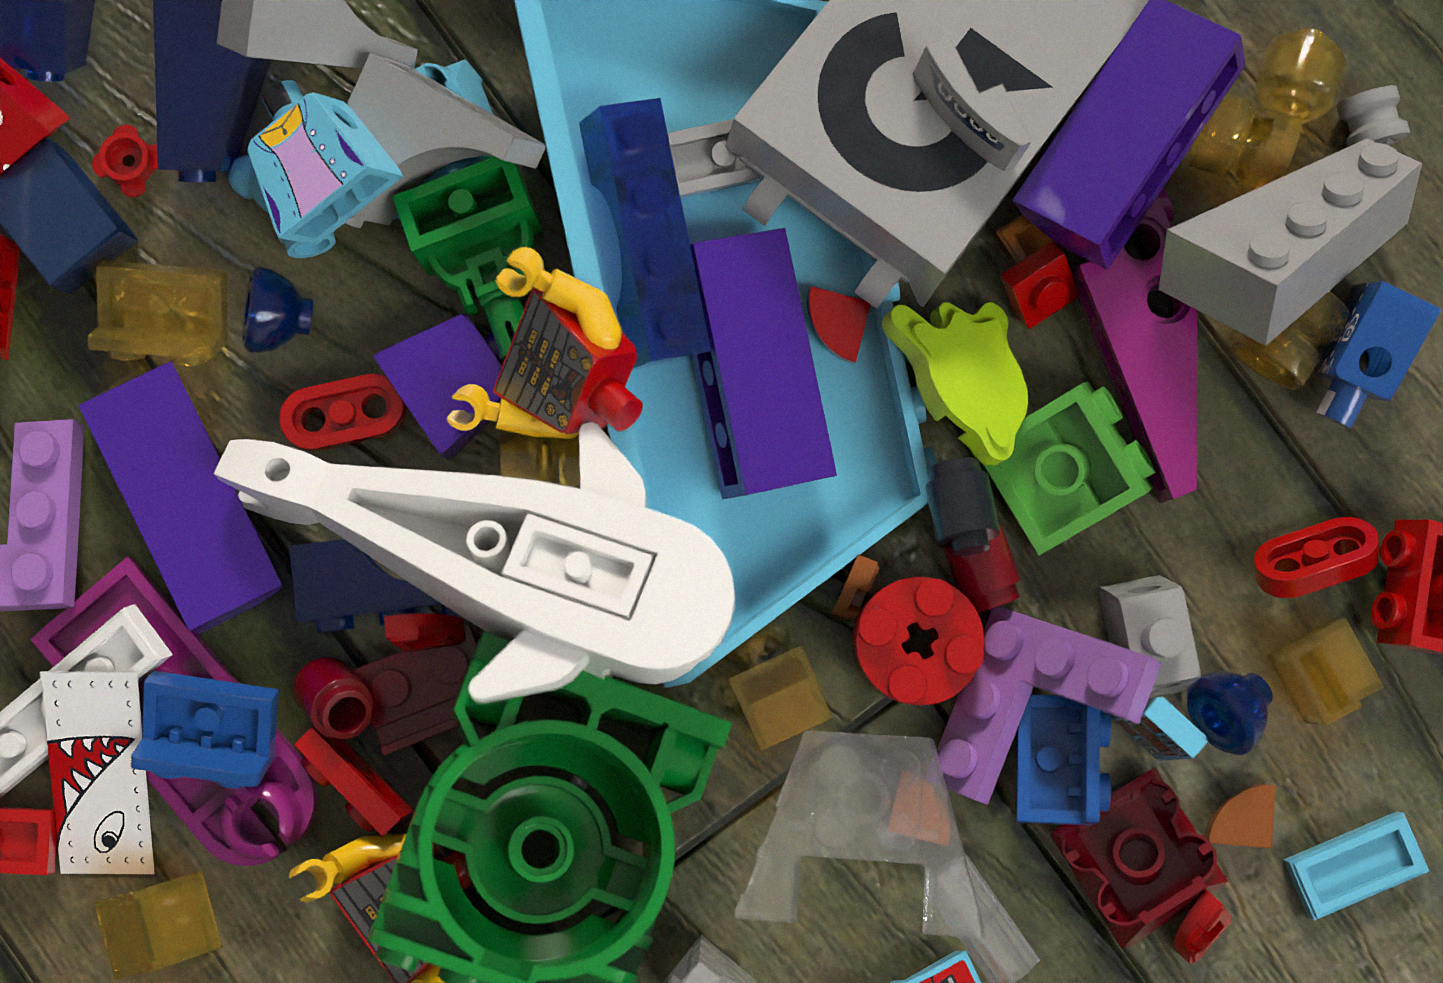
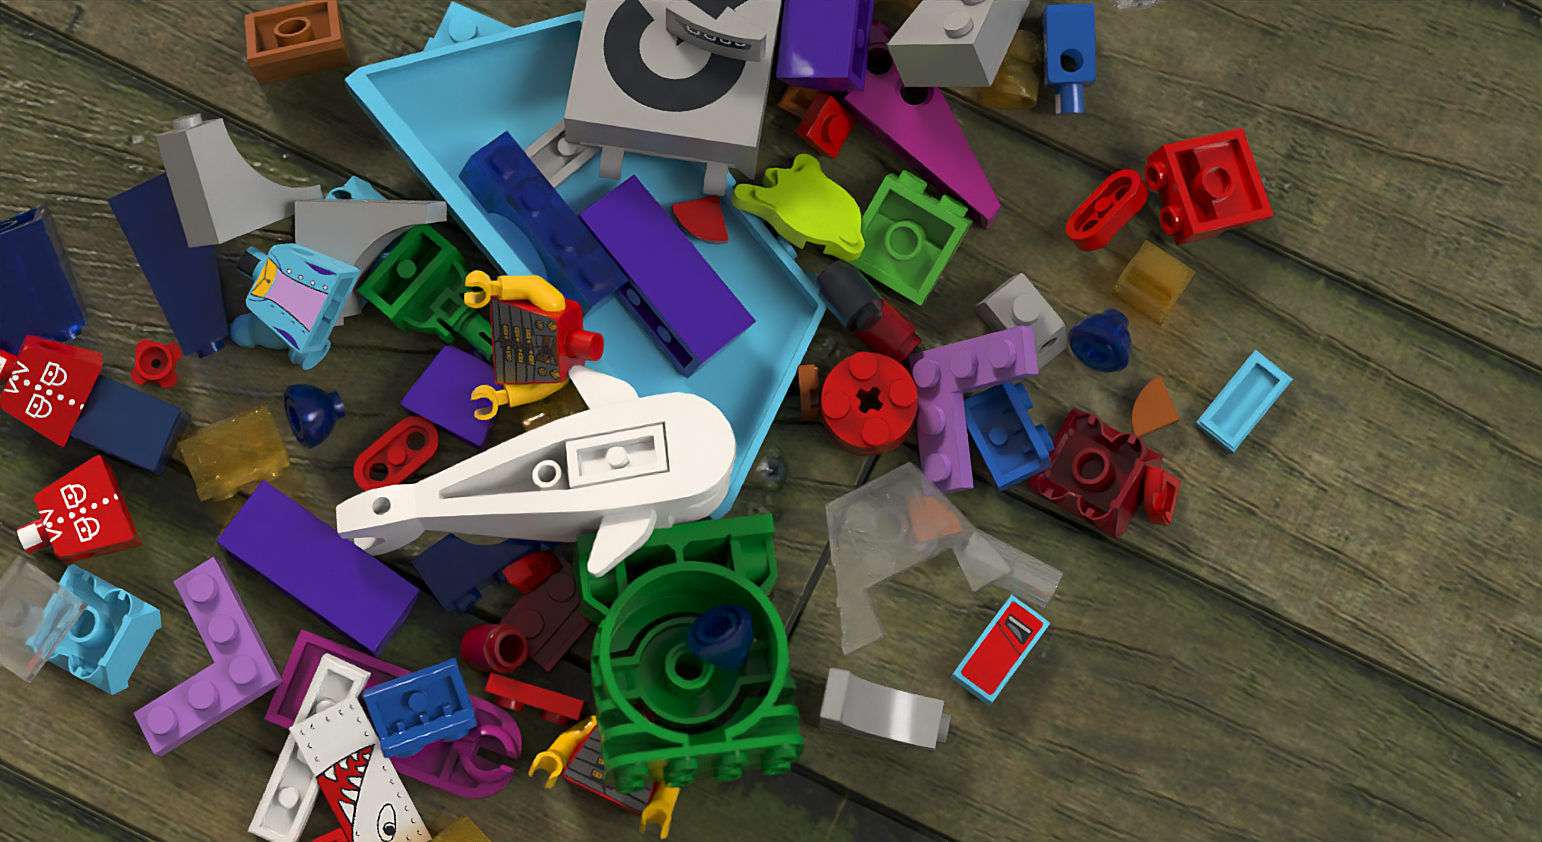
camera: 25 degrees left, 5 degrees down
(595, 837) = (722, 636): none -> brick
(780, 698) = (796, 490): clear yellow piece -> none
(1165, 731) = (1059, 375): medium azure tile -> none

